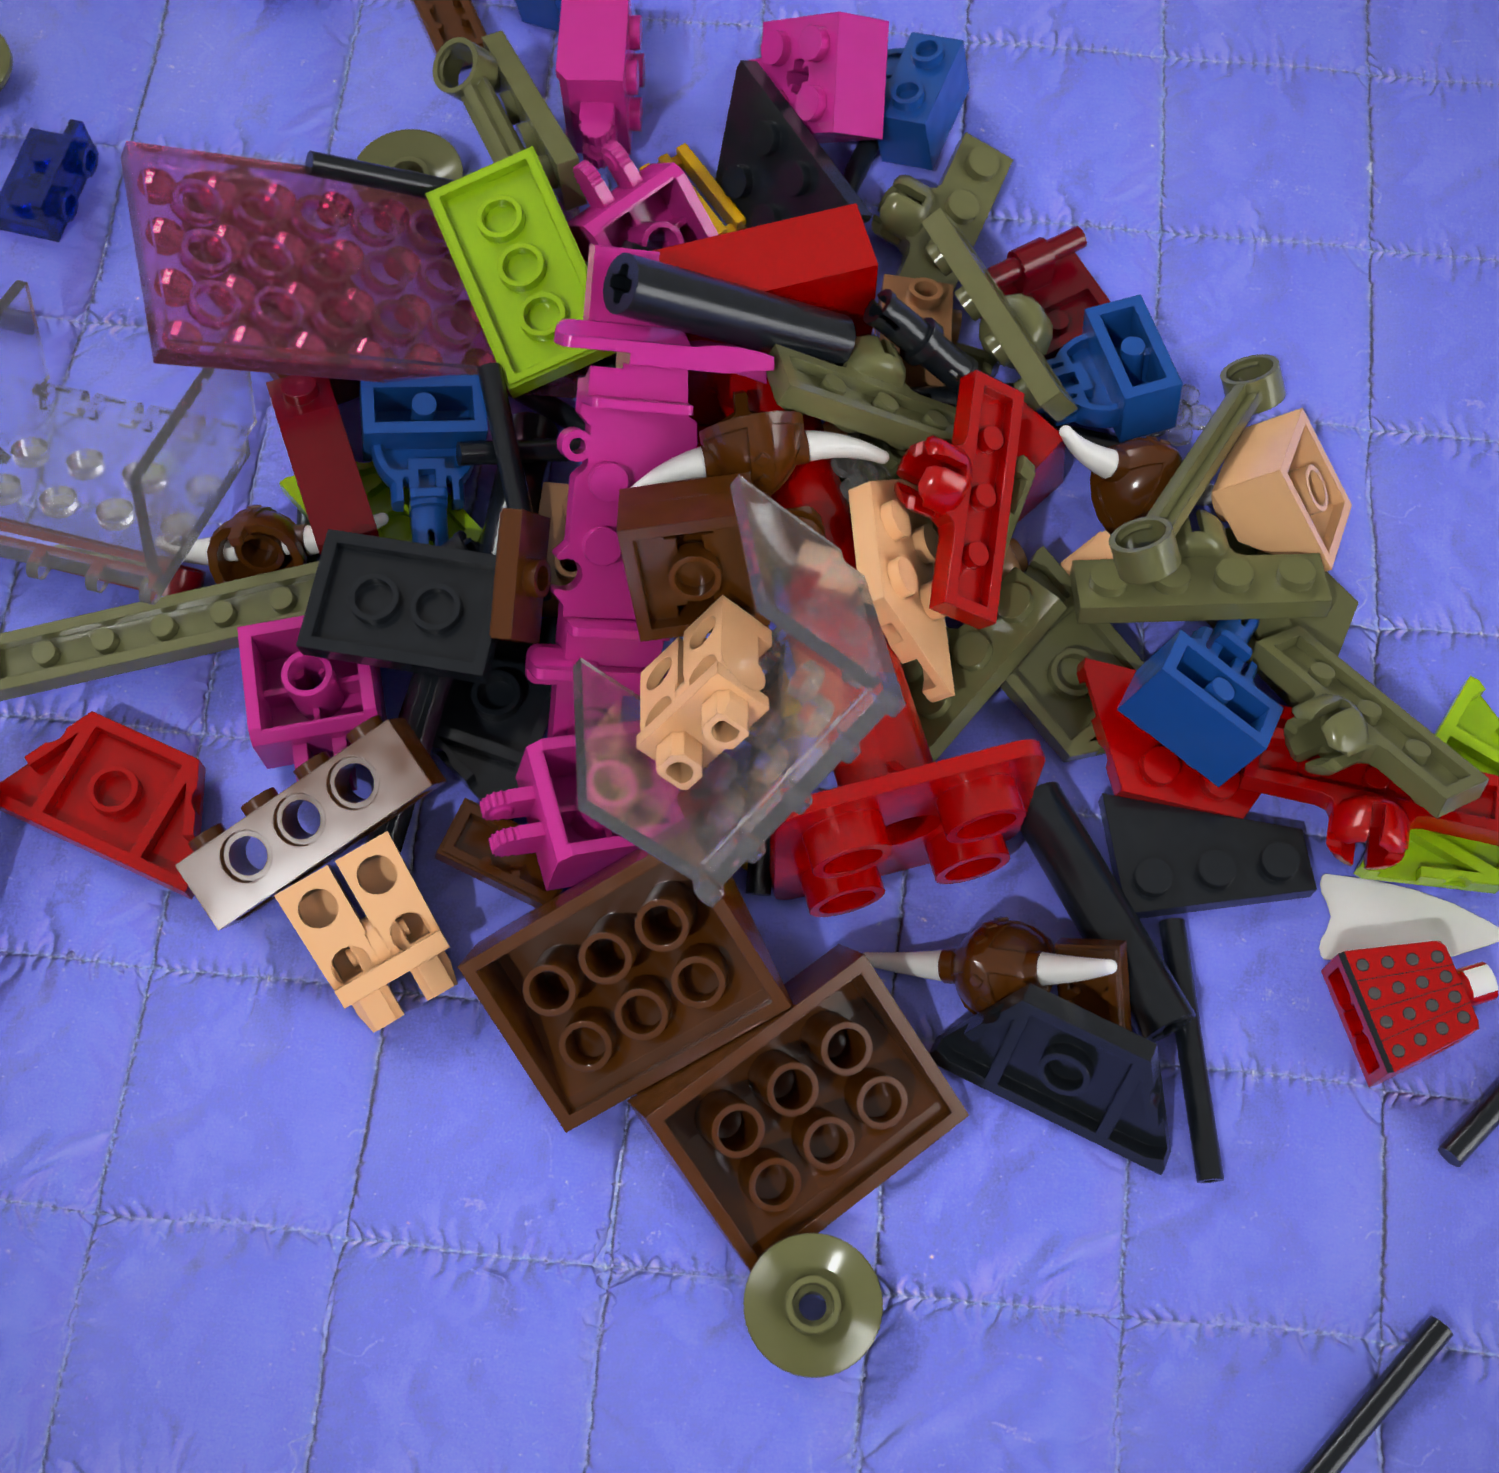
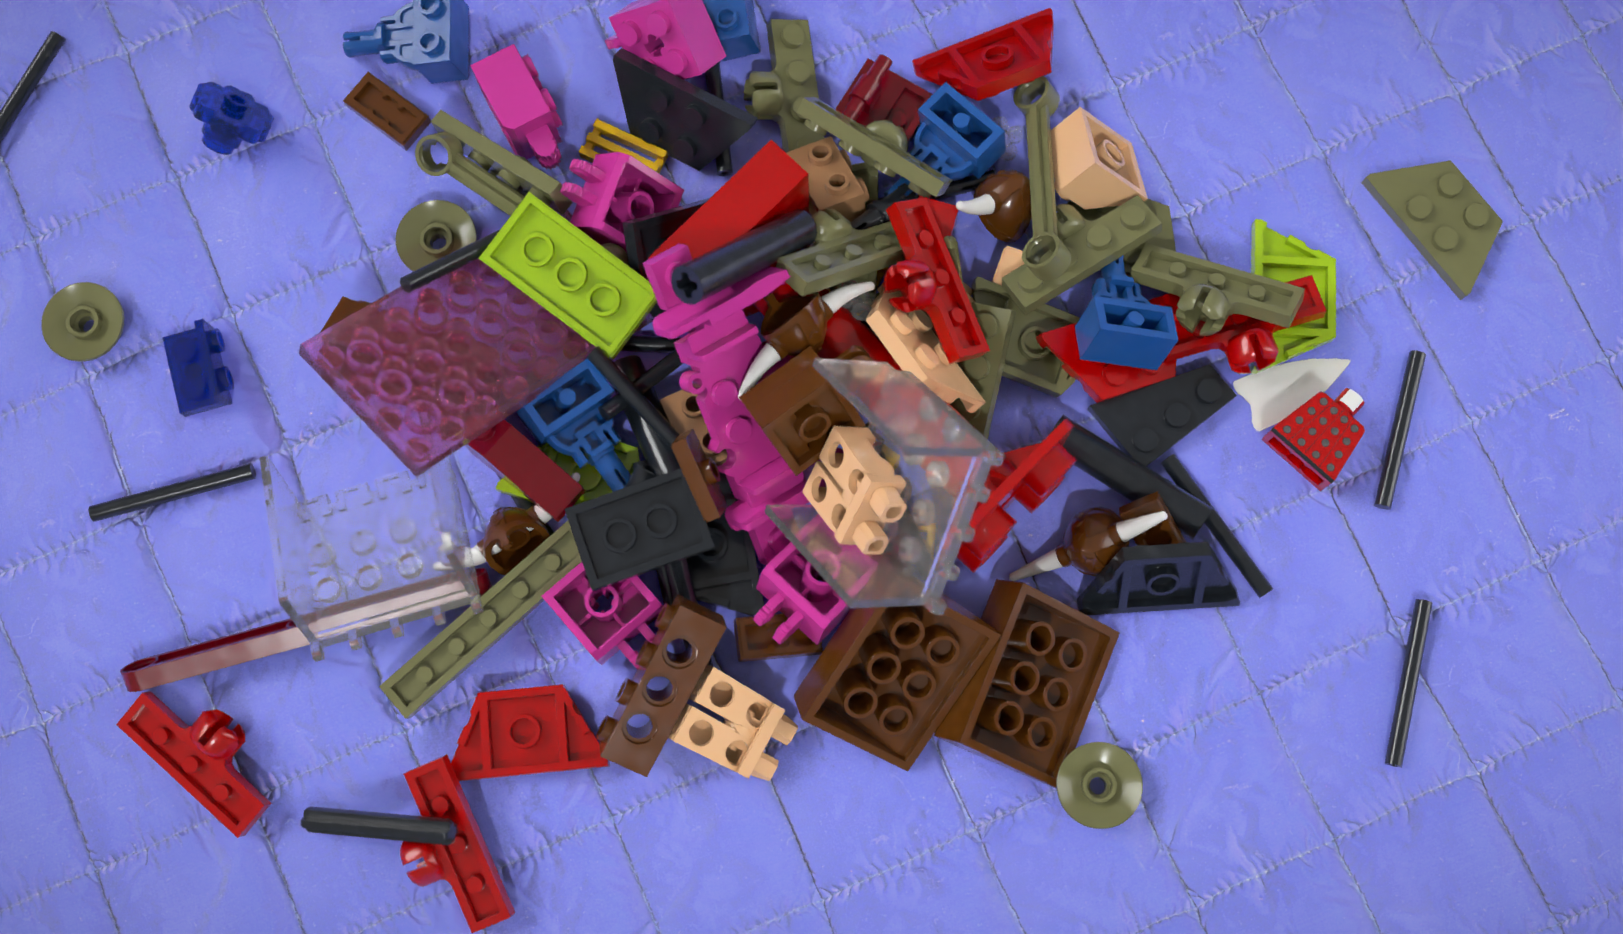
camera: 30 degrees left, 10 degrees up
(919, 339) = (847, 196): black pin -> none
(1226, 311) = (993, 59): none -> red wing

